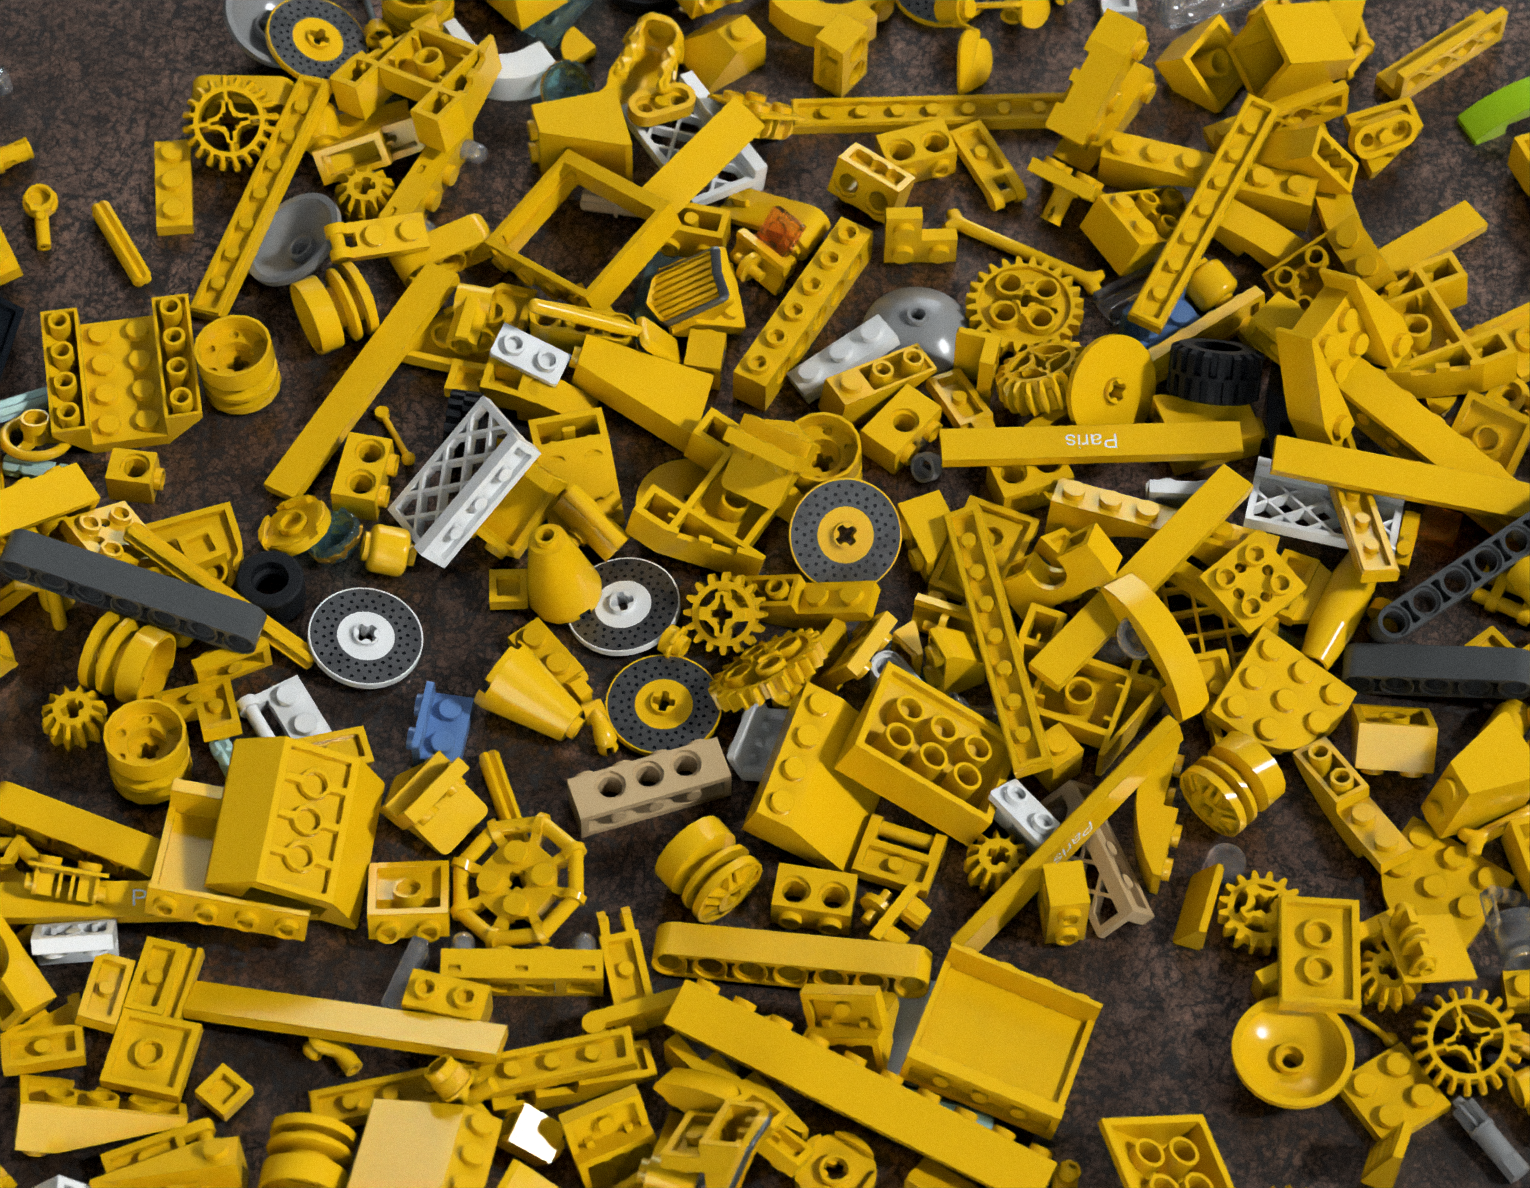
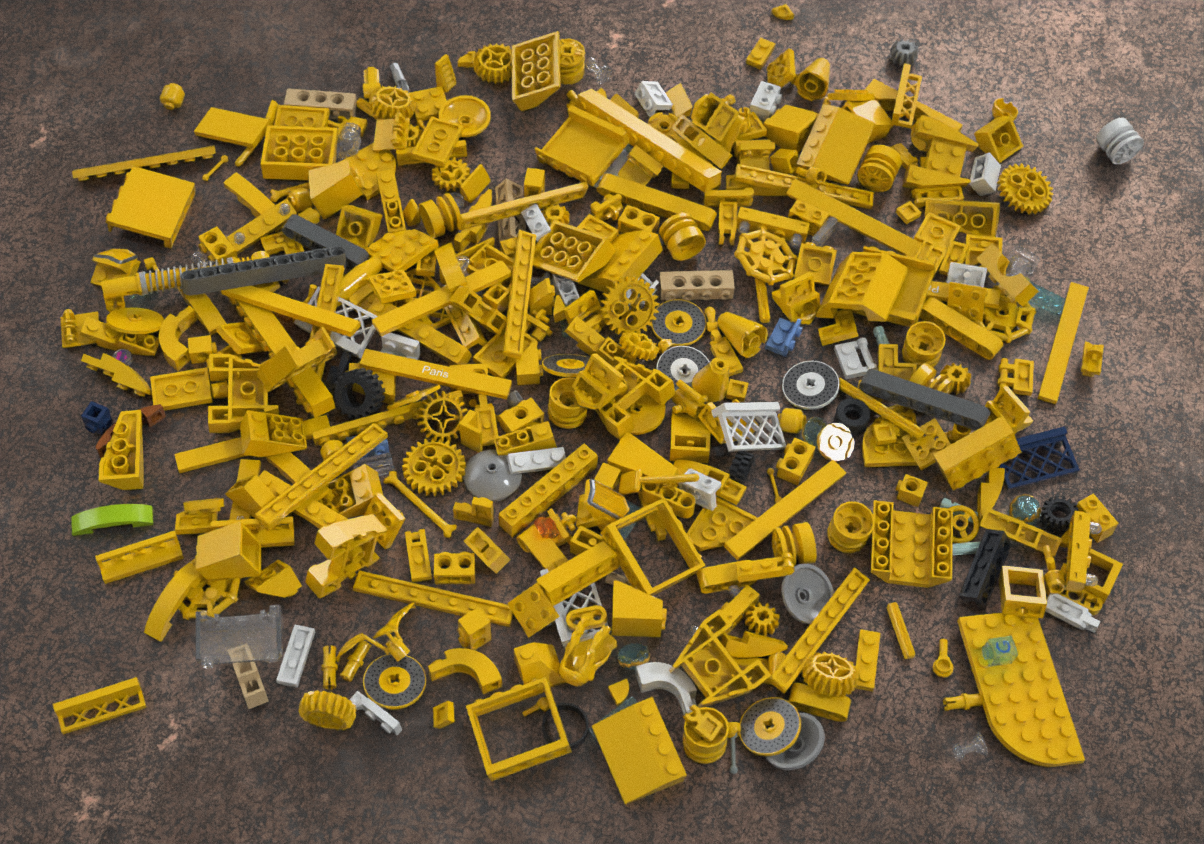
camera: 165 degrees left, 0 degrees up
(471, 311) = (722, 525): yellow piece -> none
(1298, 805) = (412, 213): none -> yellow slope

